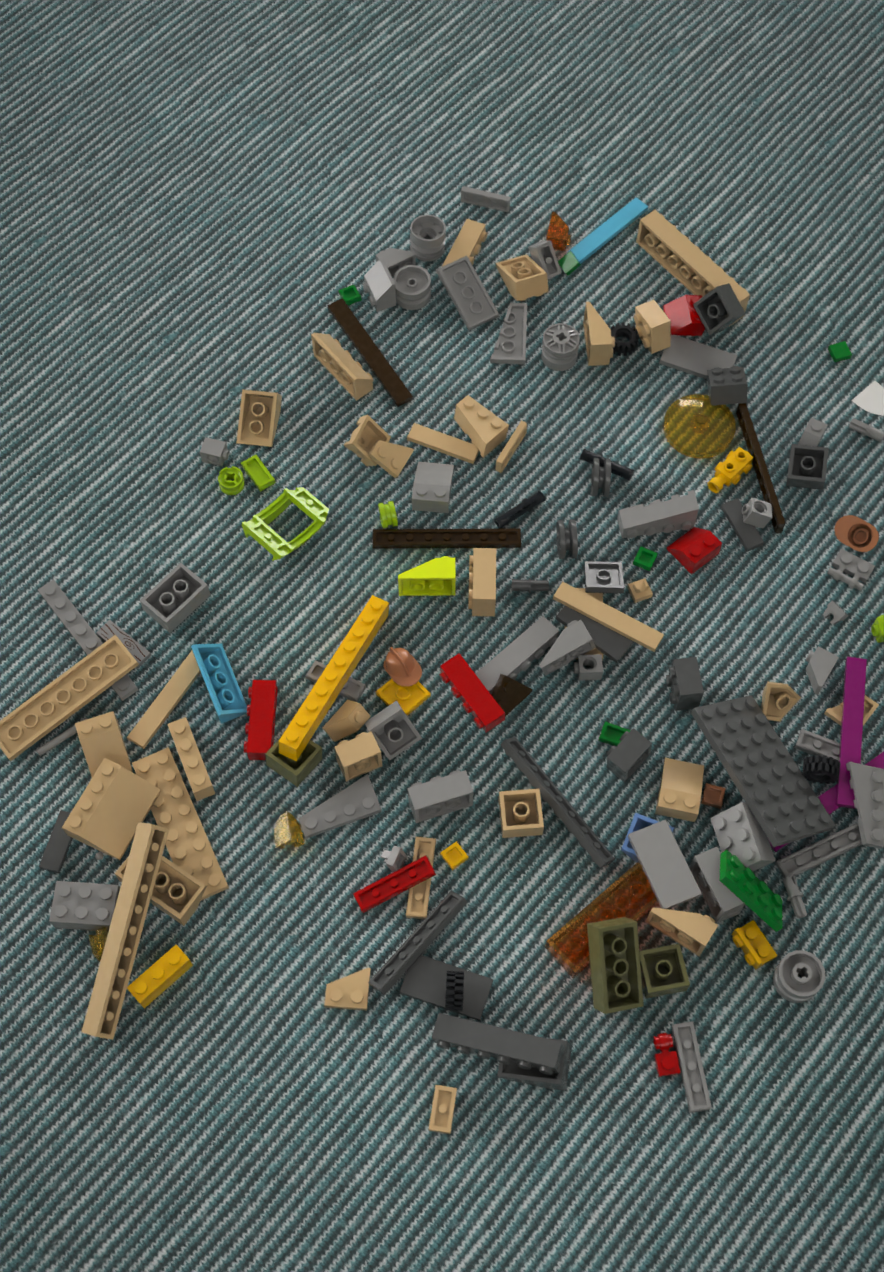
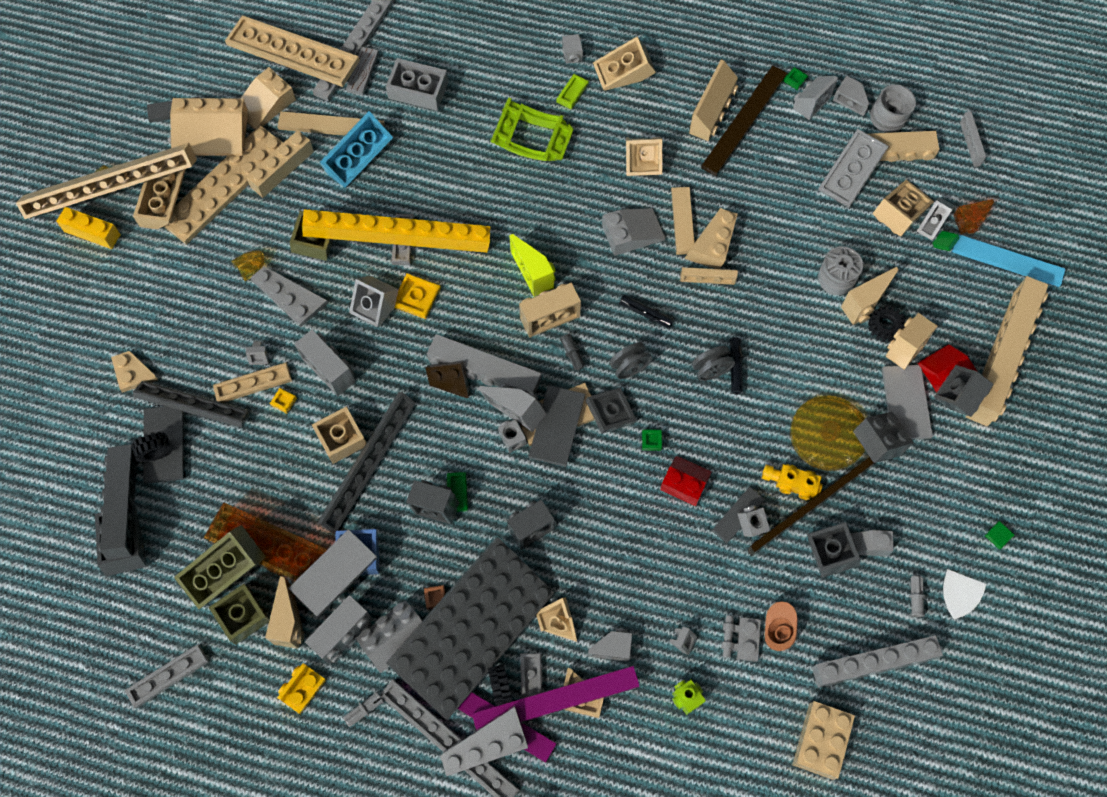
camera: 65 degrees right, 5 degrees up
(57, 740) = (257, 66): light grey bar -> none
(83, 905) = (122, 142): light grey brick -> none
(228, 486) = (557, 74): lime wheel -> none
(262, 718) = (342, 197): red brick -> none
(346, 720) = (366, 261): tan slope -> none
(358, 755) = (333, 282): tan brick -> none
(387, 514) = (580, 205): lime wheel -> none
(390, 456) = (641, 182): tan wing -> none
(394, 884) = (236, 364): red tile -> none
(402, 667) = (438, 283): nougat piece -> none
(412, 287) = (830, 120): light grey wheel -> none
(442, 1109) = (56, 485): tan plate -> none
(446, 538) = (587, 266): dark brown tile -> none
(472, 692) = (430, 344): red brick -> none
(512, 336) = (830, 228): light grey wing -> none
(608, 616) = (567, 429): tan tile -> none
(640, 590) = (617, 449): tan tile -> none
(659, 516) = (700, 433): light grey wedge -> none
(666, 1061) = (164, 651): red plate -> none
(680, 790) = (427, 563): tan slope -> none
(751, 890) = (338, 660): green plate -> none
(804, 965) = (270, 735): light grey wheel -> none

